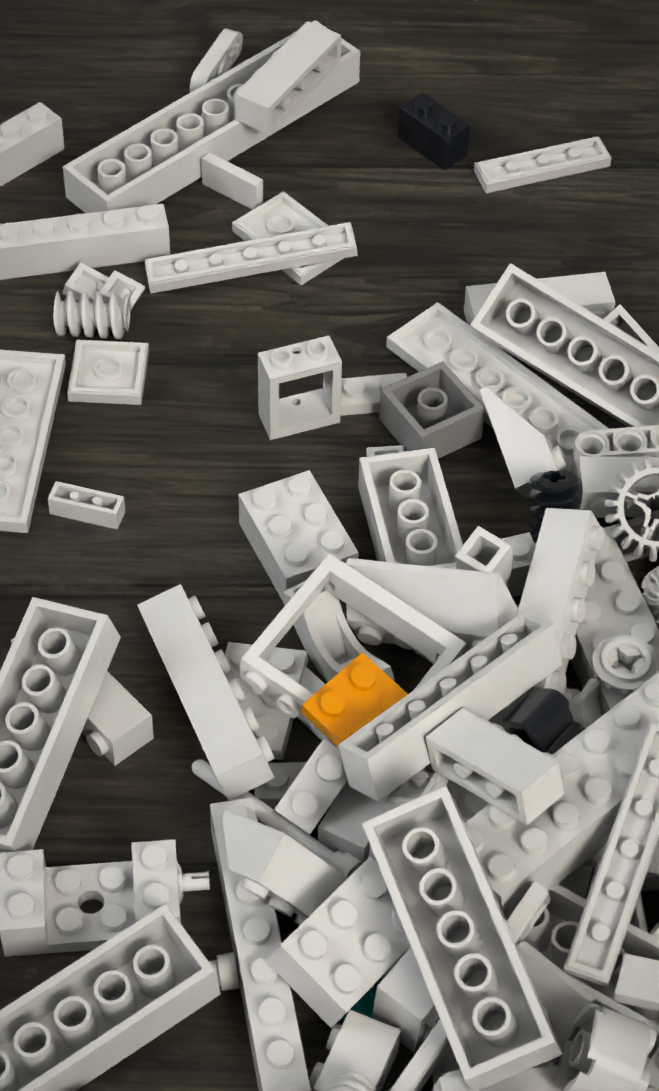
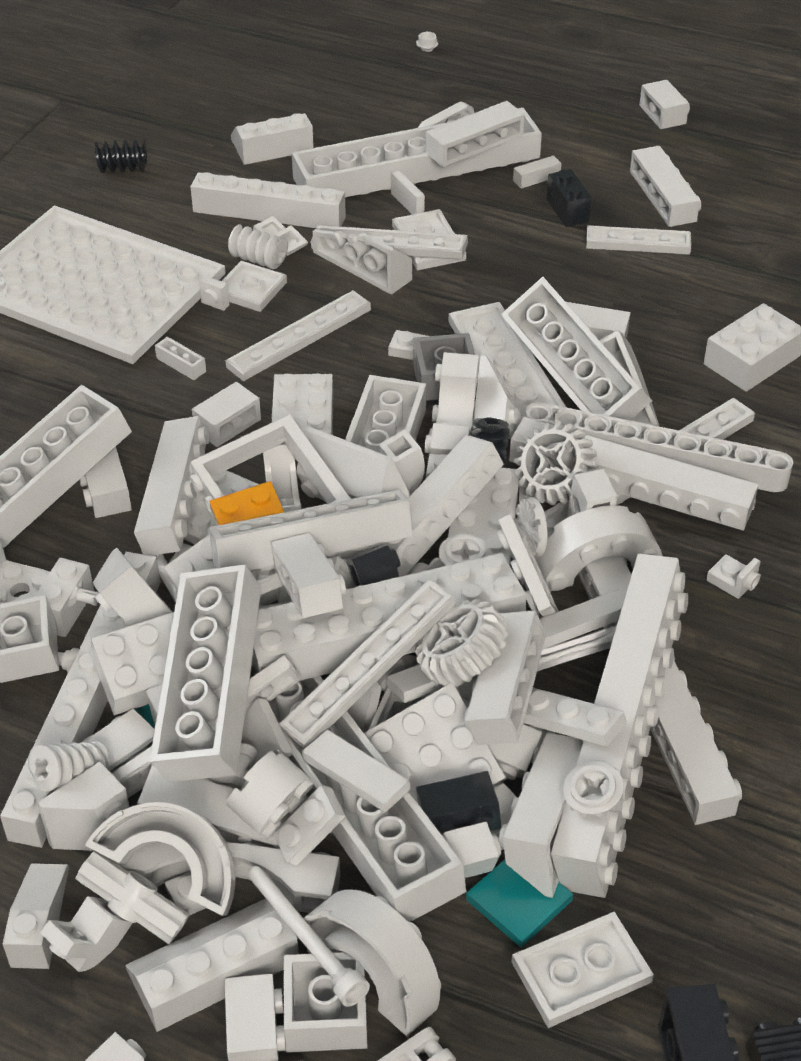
camera: 25 degrees right, 5 degrees down
(74, 398) = (214, 293): none -> white plate
(200, 561) = (228, 413): none -> white brick
(208, 429) = (297, 335): none -> white tile
(238, 291) = (365, 258): none -> white wedge
(304, 410) = (359, 344): white window -> none
(369, 103) = (535, 171): none -> white piece
(481, 470) = (456, 402): none -> white brick
(534, 81) = (665, 186): none -> white brick

